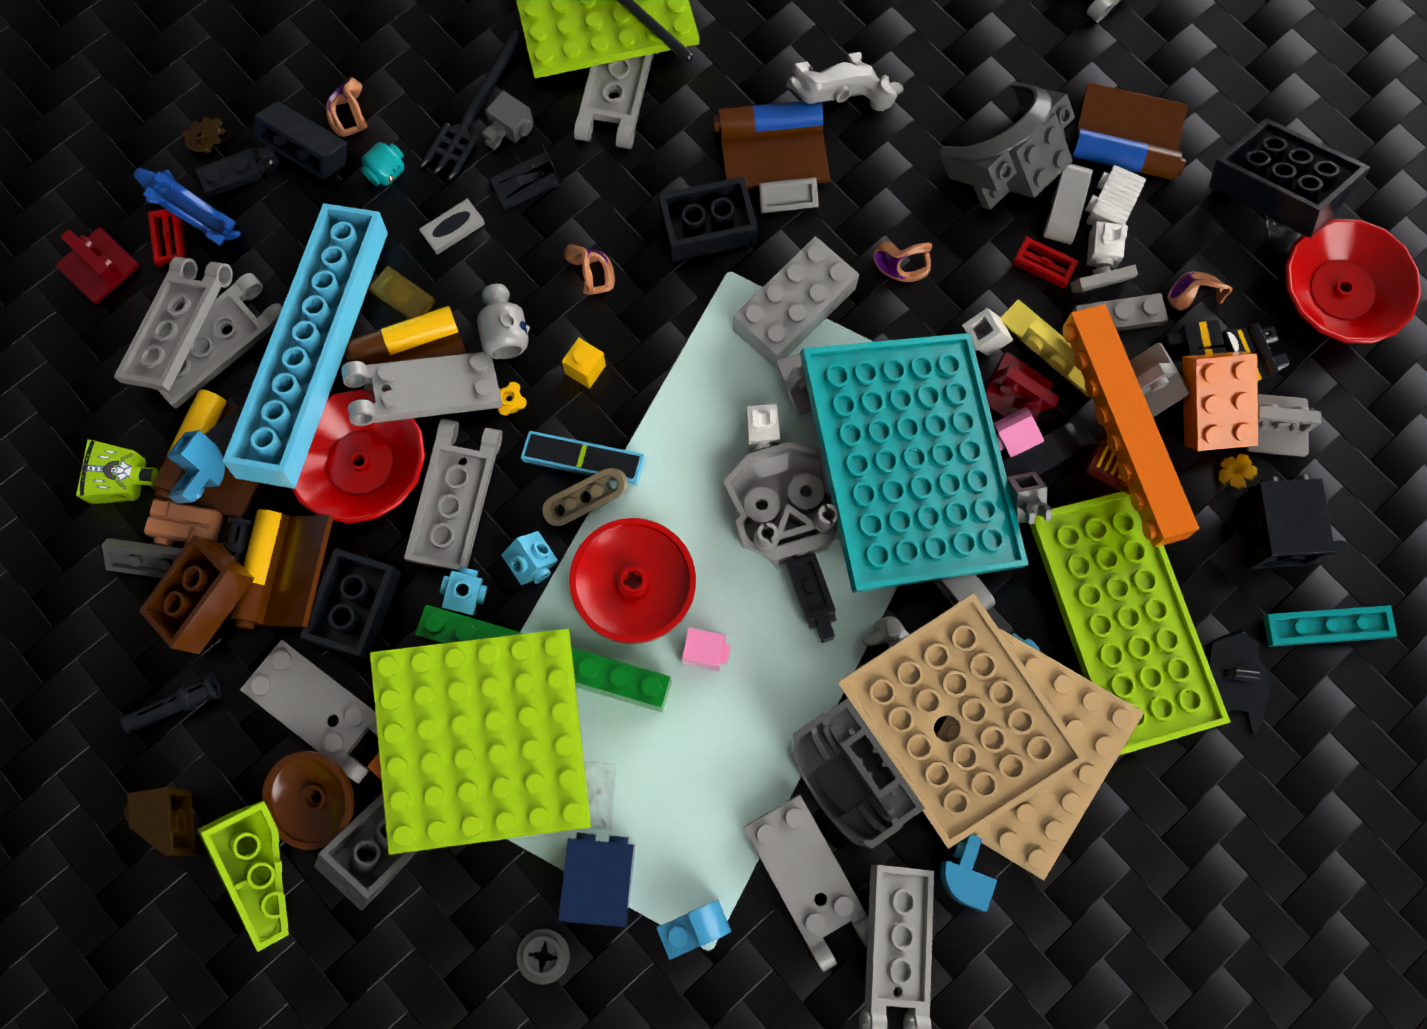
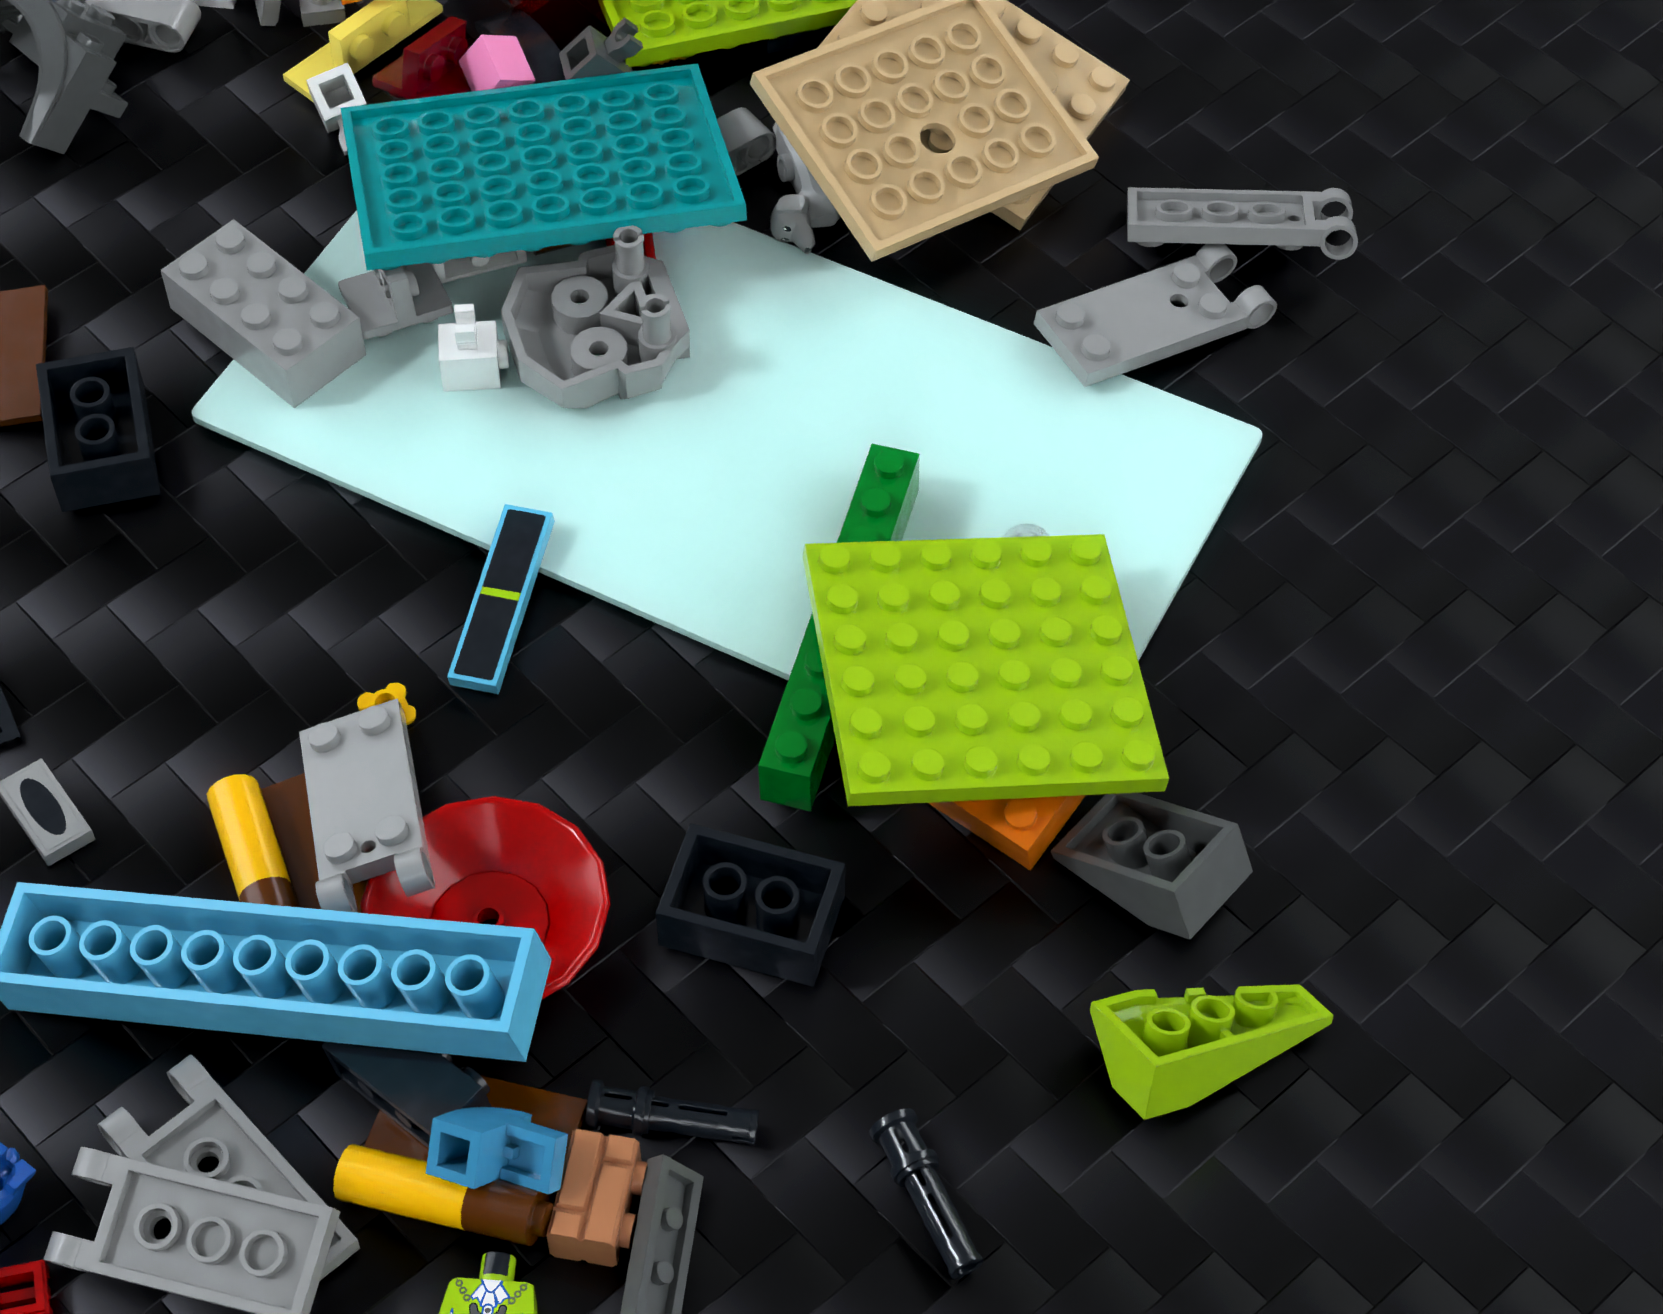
camera: 90 degrees left, 20 degrees down
(163, 819) = (1132, 1154): dark brown slope -> none
(196, 595) = (735, 1130): reddish brown brick -> none
(286, 566) = (688, 1010): reddish brown door -> none
(294, 803) = (1100, 916): reddish brown dish -> none
(304, 701) = (911, 981): light grey hinge -> none
(401, 293) = (180, 868): clear yellow plate -> none
(452, 499) = (592, 780): light grey hinge -> none
(452, 598) = (728, 747): medium azure brick -> none
(501, 324) = (255, 711): light grey piece -> none
(530, 558) = (674, 657): medium azure brick -> none
(531, 967) = (1312, 627): dark grey gear -> none
(573, 499) = (572, 563): dark tan plate -> none
(582, 256) = (130, 619): nougat piece -> none
(584, 363) = (335, 596): yellow brick -> none
(597, 880) = (1179, 549): dark blue brick -> none
(632, 581) = (717, 506): red dish -> none
(694, 929) = (1235, 422): dark azure brick -> none
(705, 649) = (823, 425): bright pink brick -> none
(788, 195) = (63, 328): light grey tile -> none
(812, 595) = (741, 300): black hinge -> none
(853, 776) = (993, 258): dark grey piece -> none
(888, 260) = (197, 209): nougat piece -> none
(962, 882) = (1137, 157): dark azure brick -> none
(1043, 266) = (230, 51): red tile -> none

